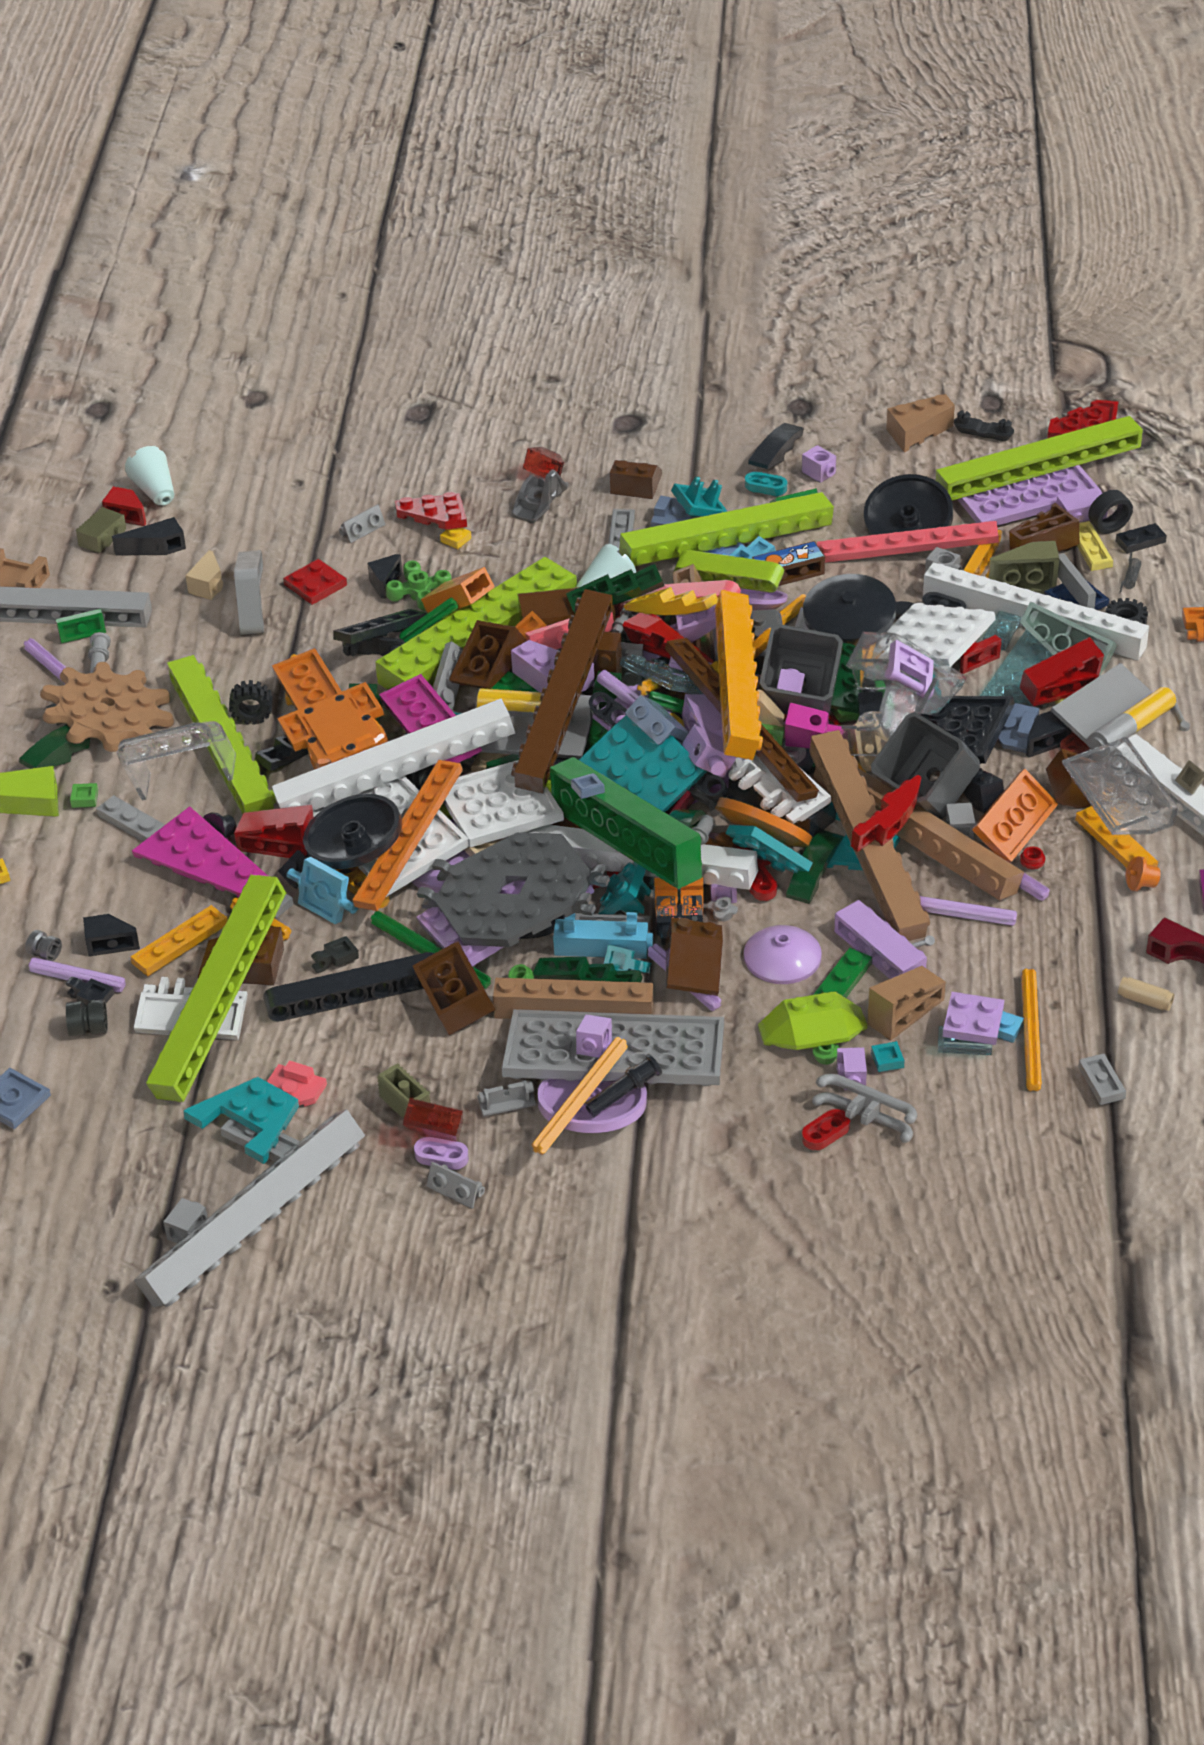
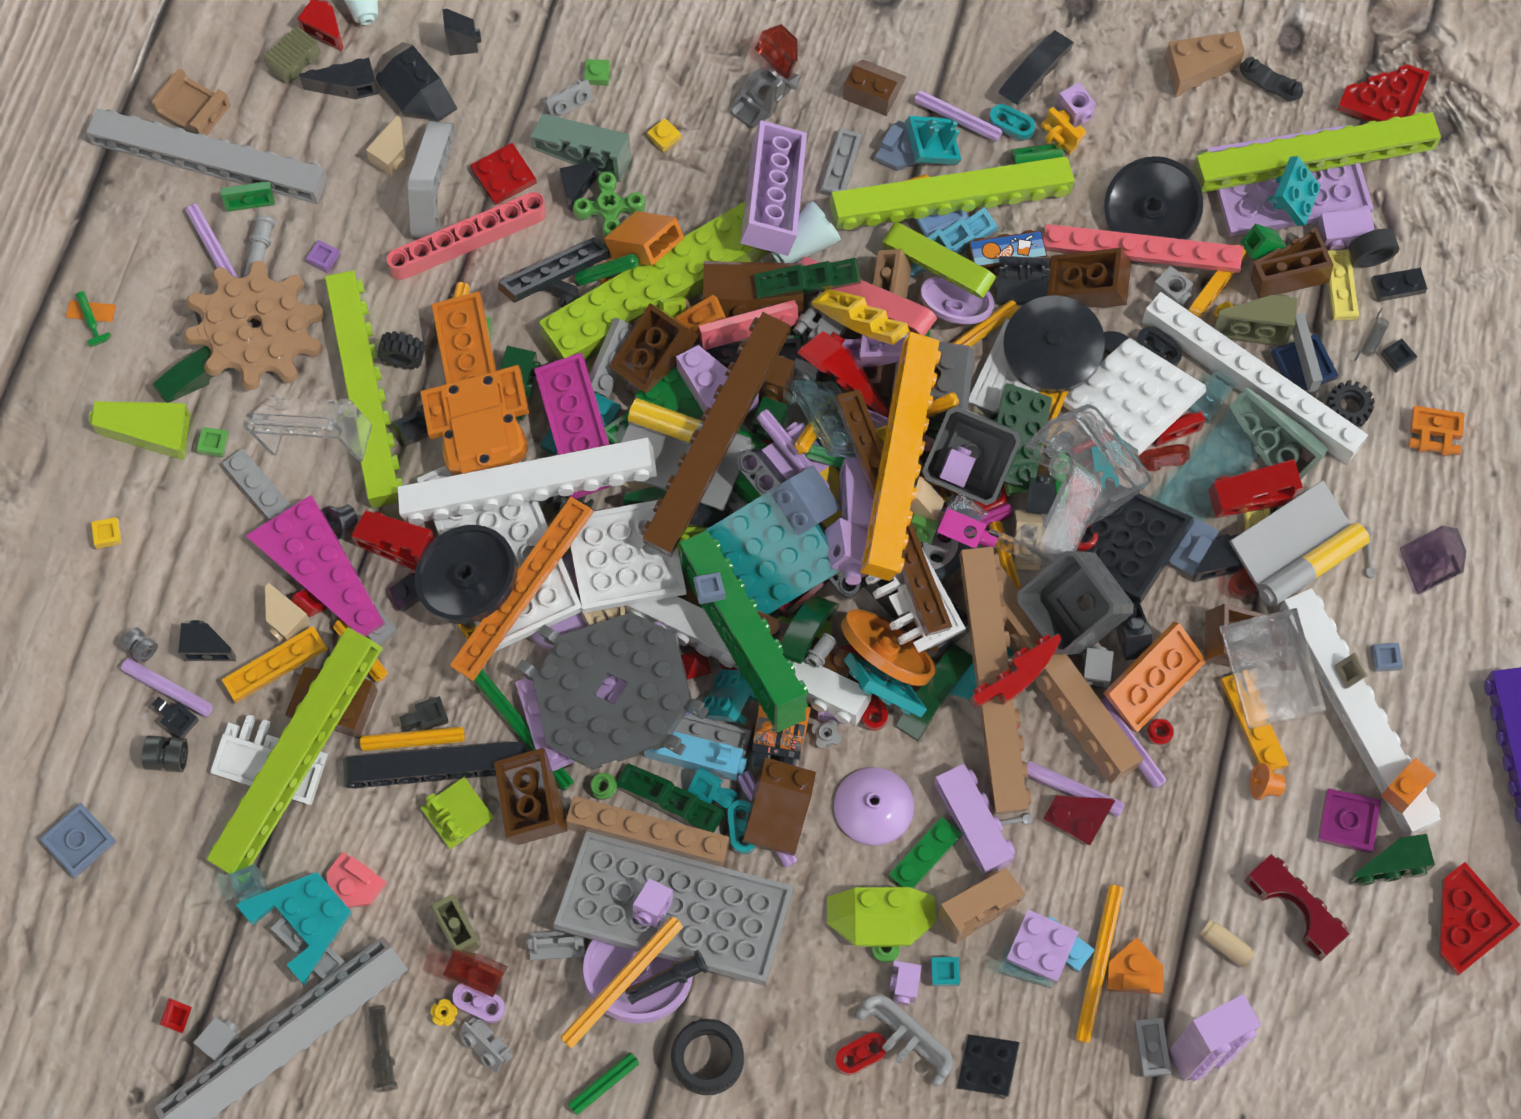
camera: 10 degrees right, 25 degrees up
(139, 1212) = (175, 1015): none -> red slope
(158, 658) = (322, 256): none -> medium lavender tile
(181, 901) = (283, 615): none -> tan slope
(190, 1092) = (248, 882): none -> clear light blue brick
(203, 891) = (308, 603): none -> red plate
(220, 531) = (414, 84): none -> black wedge
(253, 492) = (460, 33): none -> black slope
(291, 623) = (460, 245): none -> coral beam
(322, 890) = (425, 635): medium azure plate -> none
(325, 970) = (412, 738): none -> light orange axle
(356, 1213) = (386, 1062): none -> clear smoke pin
(365, 545) = (582, 143): none -> sand green wedge
(382, 1019) = (456, 812): none -> lime hinge
(386, 504) = (597, 72): none -> bright green plate
(408, 1168) = (450, 1016): none -> yellow plate
(443, 510) = (648, 94): plate -> none
(567, 541) = (774, 188): none -> lavender brick
(580, 1195) = (603, 1083): none -> green axle
(662, 996) = (737, 826): none -> teal plate
(677, 1173) = (697, 1029): none -> black tyre
(728, 489) = (955, 114): none -> lavender axle
(804, 573) = (1022, 279): none -> black hinge
(809, 479) = (1061, 131): none -> light orange hips
(877, 560) = (1091, 277): none -> reddish brown slope
(913, 663) = (1092, 469): lavender plate -> none
(951, 1117) = (988, 1065): none -> black hinge
(977, 925) = (1079, 815): none -> dark red wing
(983, 672) = (1164, 456): none -> clear red plate
(1009, 518) = (1261, 241): none -> green brick
(1029, 481) = (1296, 191): none -> teal plate
(1067, 1029) = (1135, 971): none -> orange plate
(1156, 1024) = (1214, 1039): none -> lavender brick
(1157, 582) = (1399, 355): none -> black tile

